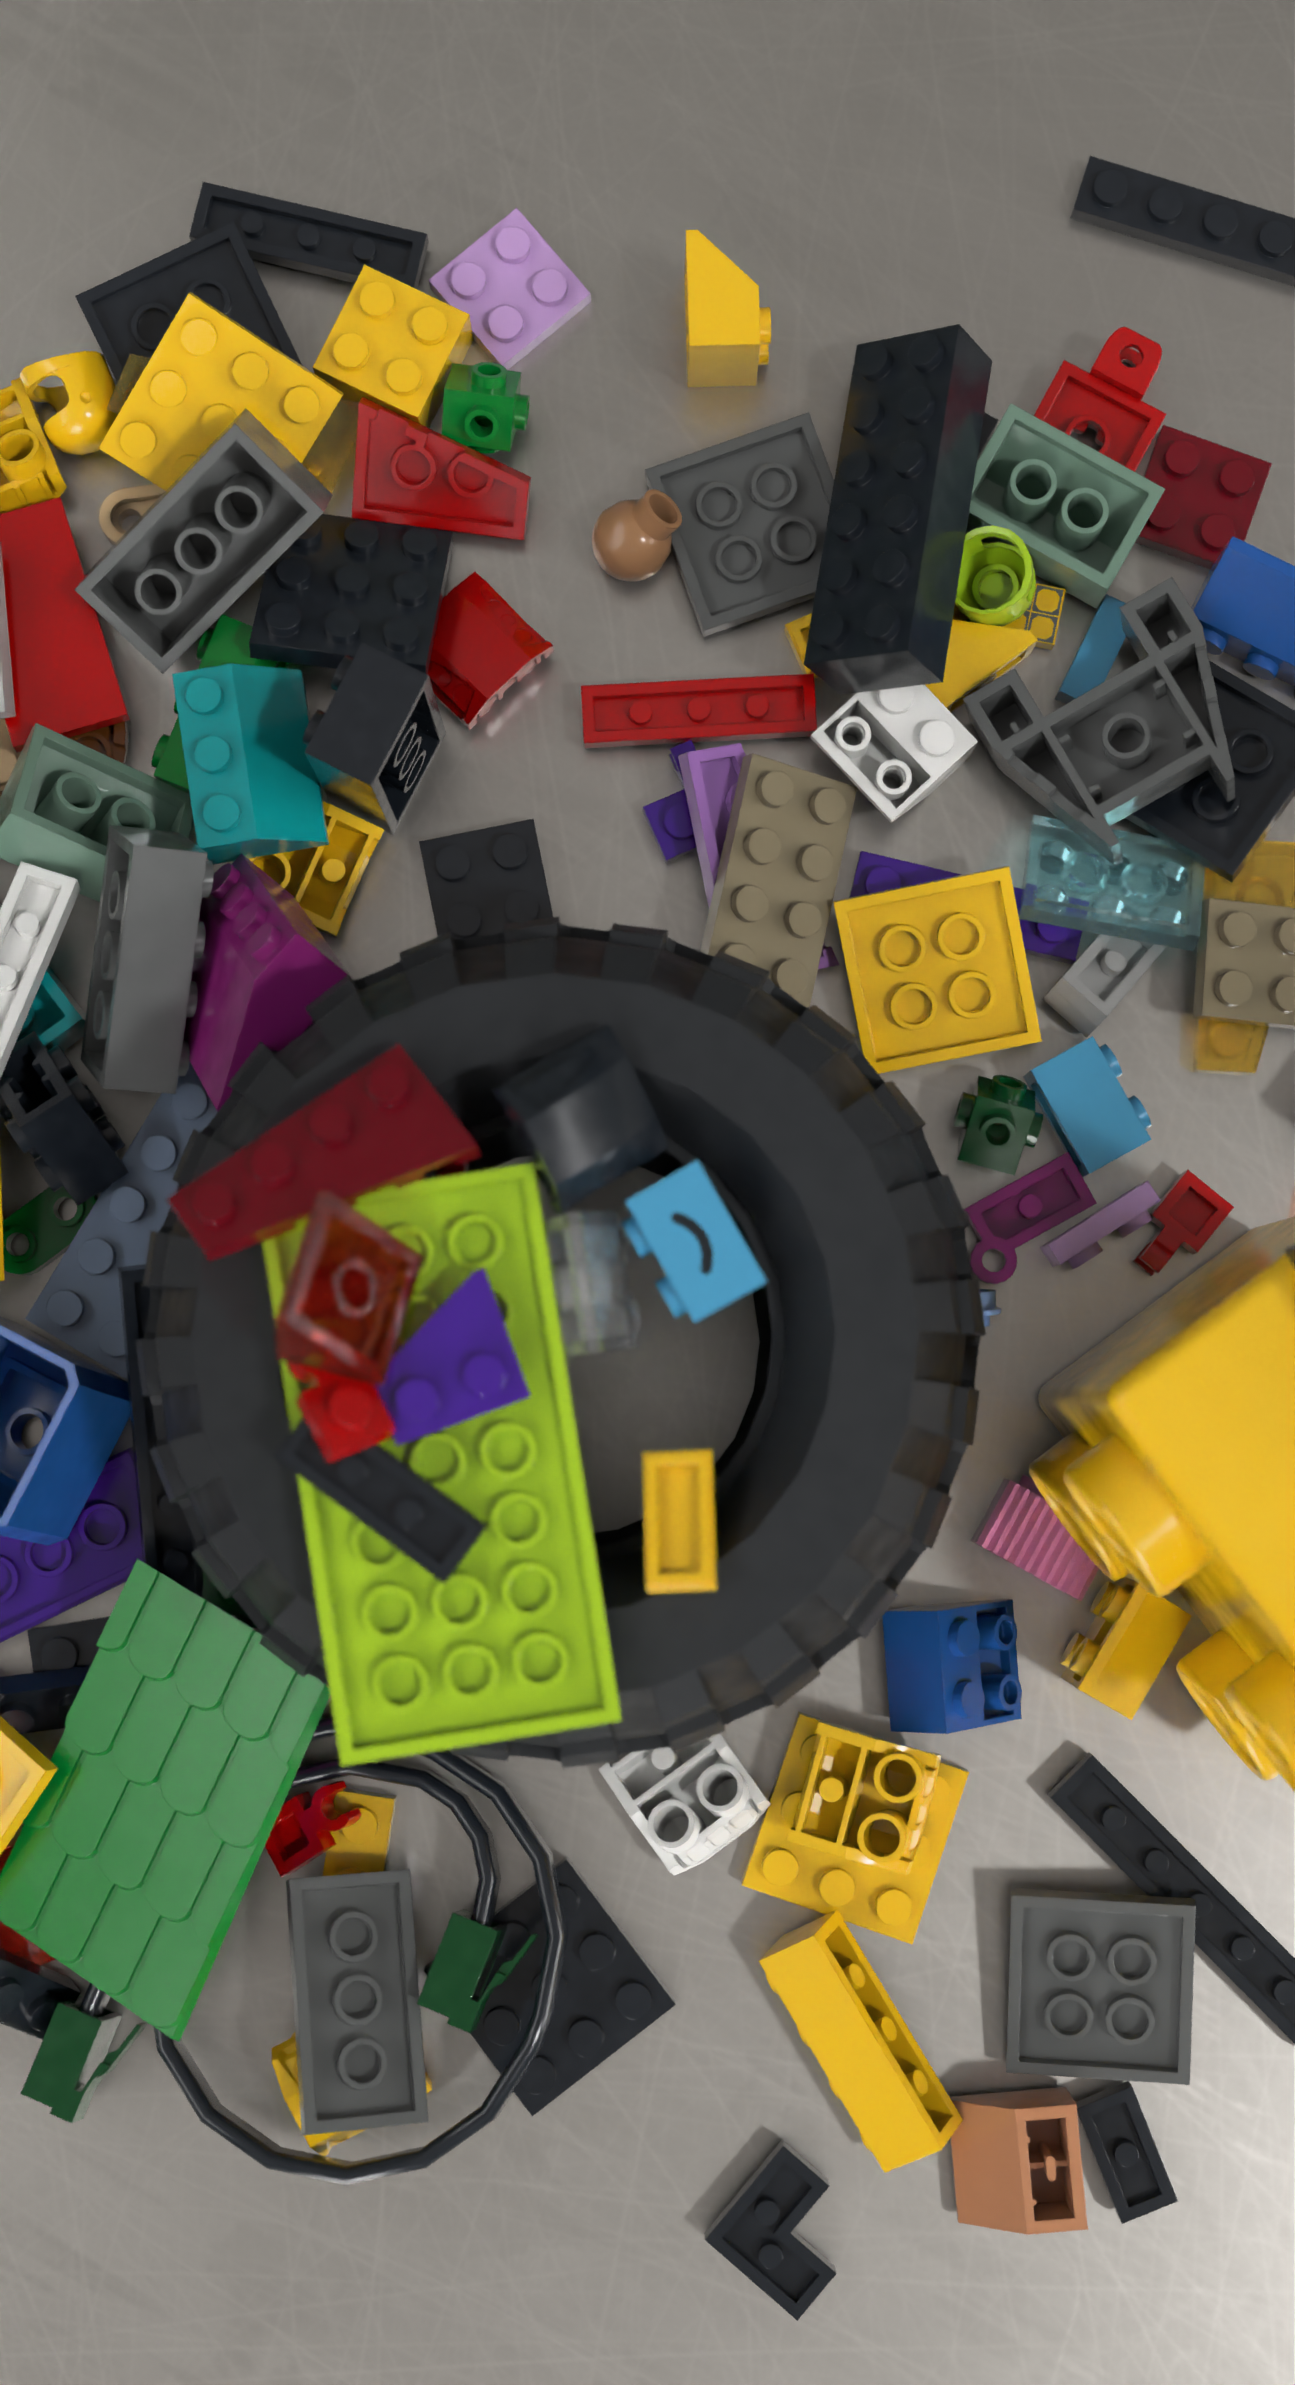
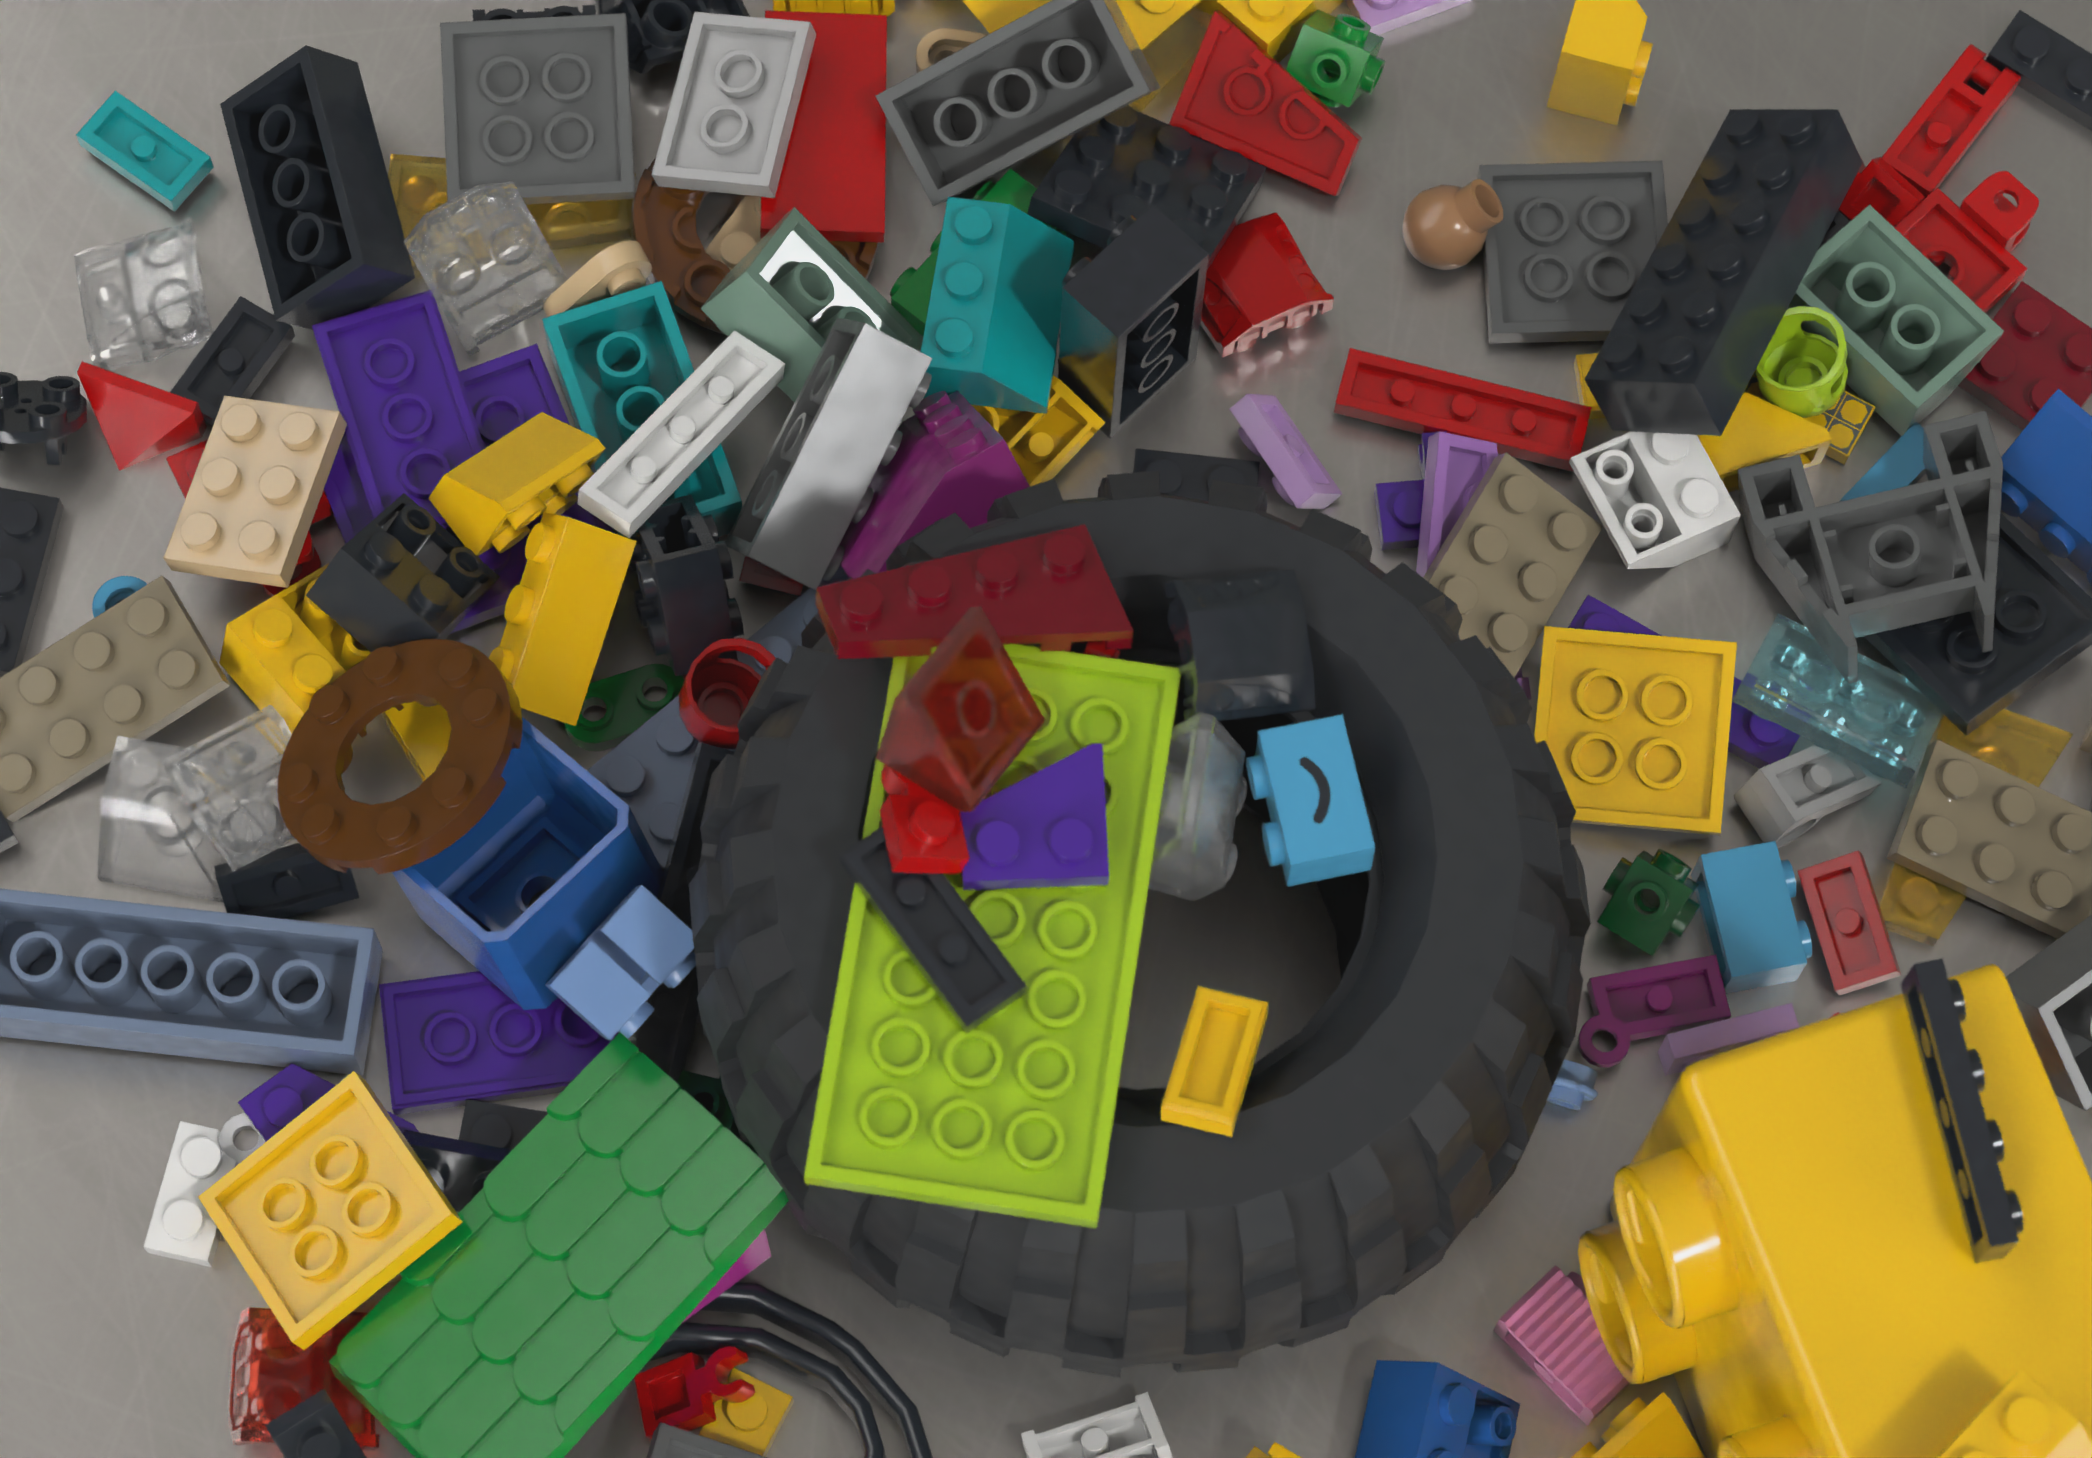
camera: 15 degrees right, 15 degrees down
(115, 1506) = (624, 964): none -> medium blue piece
(124, 1214) = (719, 691): none -> red helmet
(554, 803) = (1275, 438): none -> lavender plate
(1016, 382) = (1882, 189): none -> red plate
(1055, 291) = (1950, 120): none -> red plate
(1175, 1083) = (1849, 923): none -> red plate

